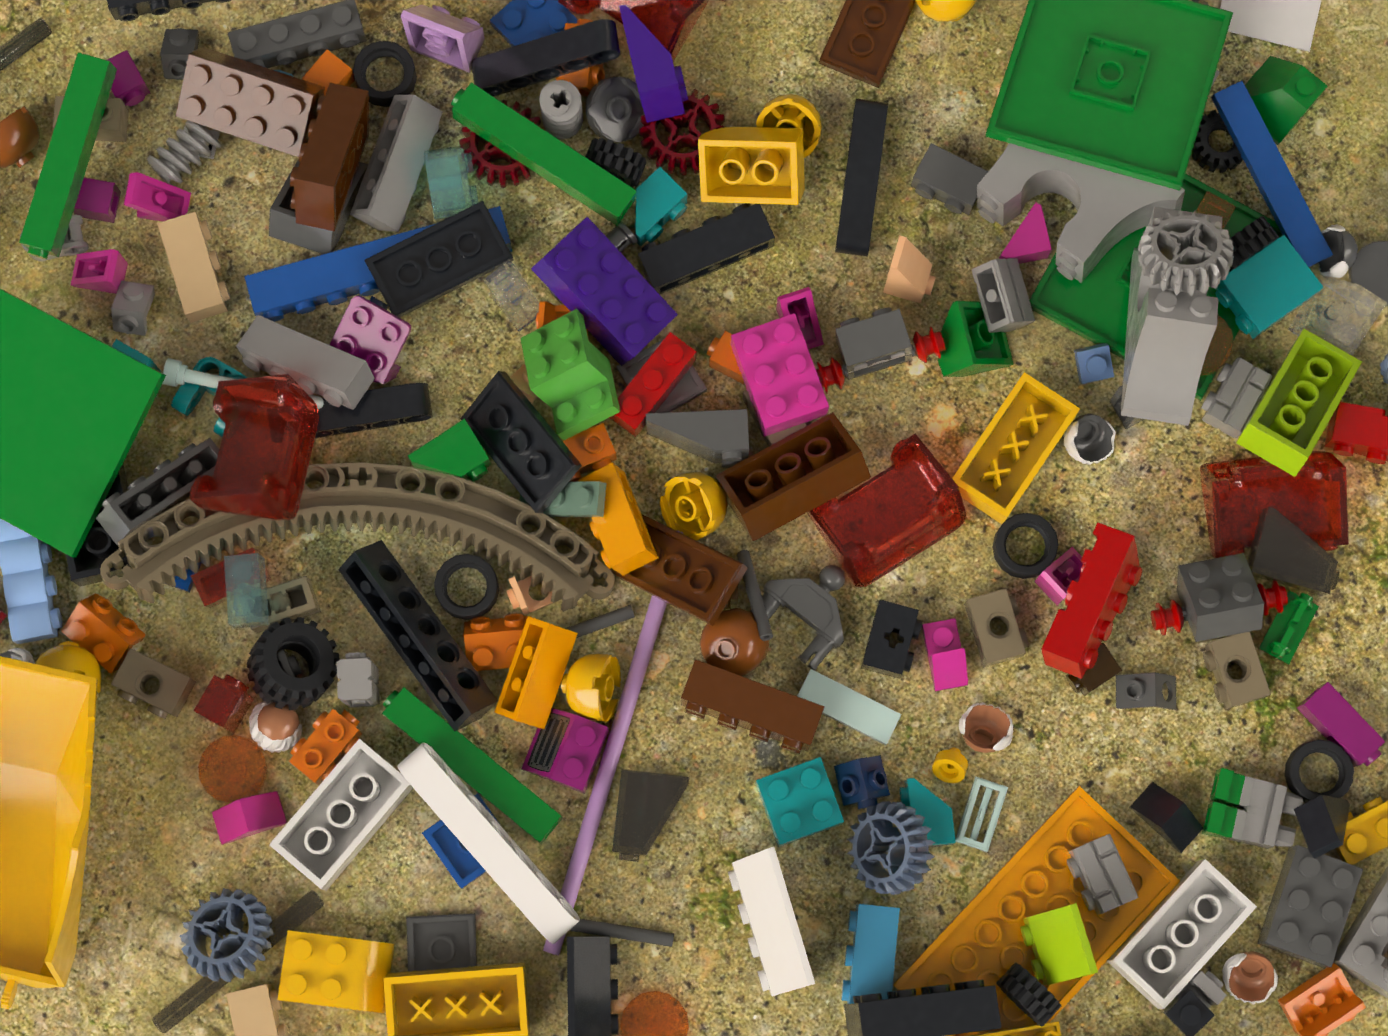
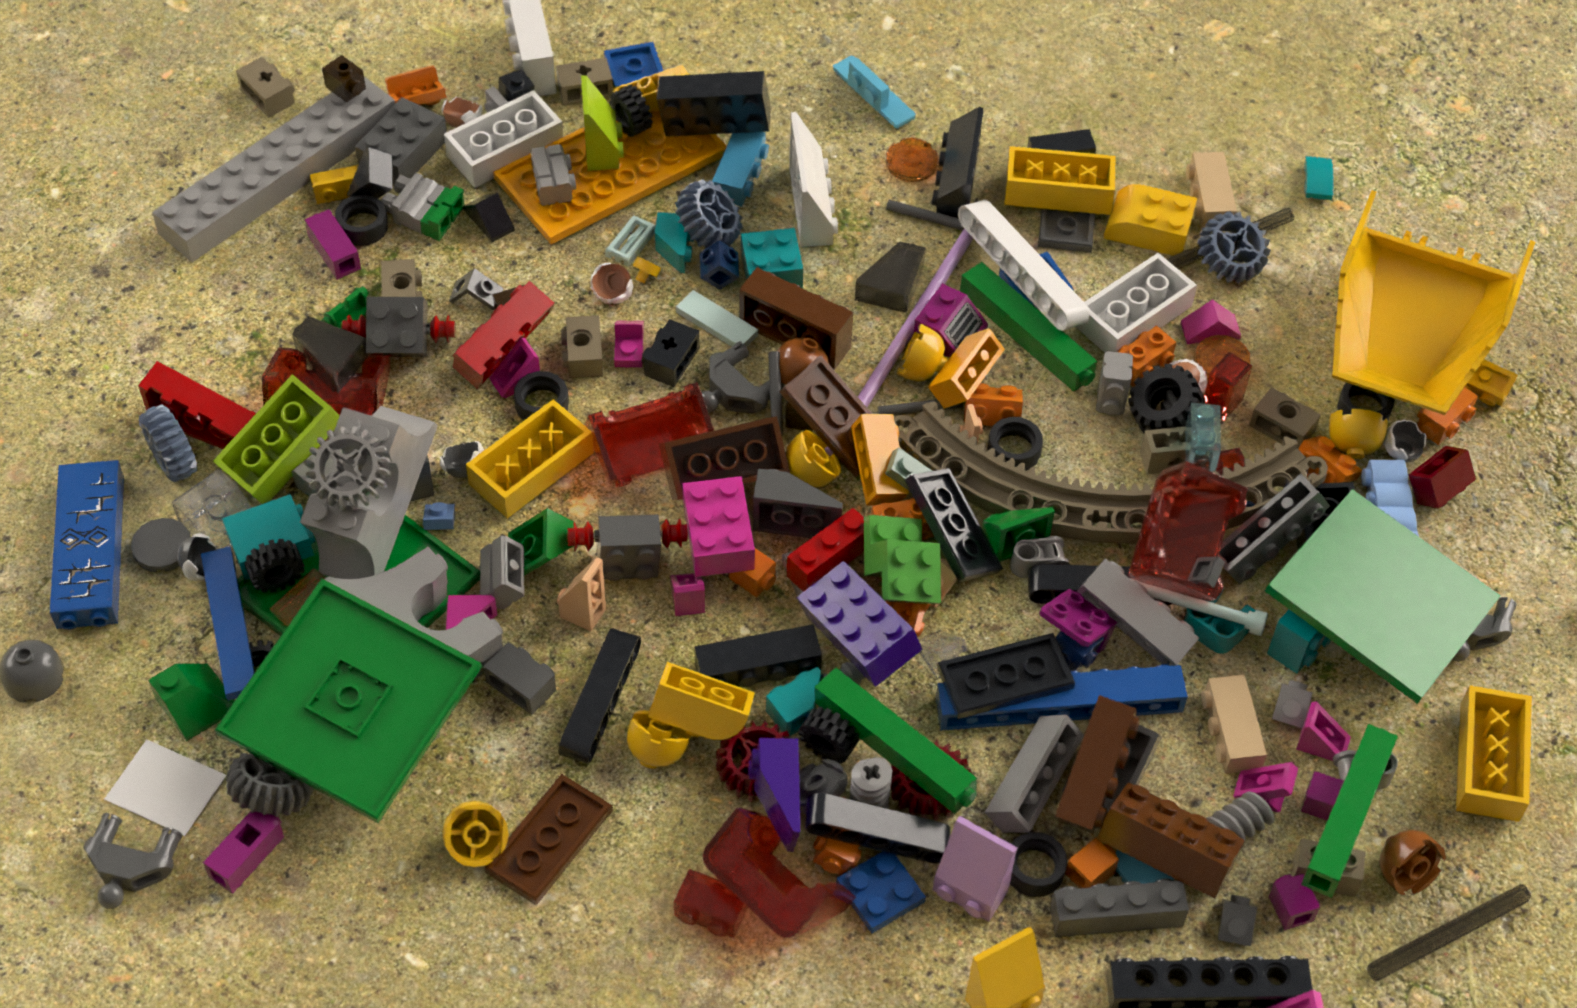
camera: 170 degrees left, 25 degrees down
(232, 410) = (1206, 571): none -> dark grey tile
(415, 433) = (1037, 552): none -> light grey piece
(418, 635) = (1101, 459): black brick -> none
(449, 181) = (986, 746): clear light blue brick -> none

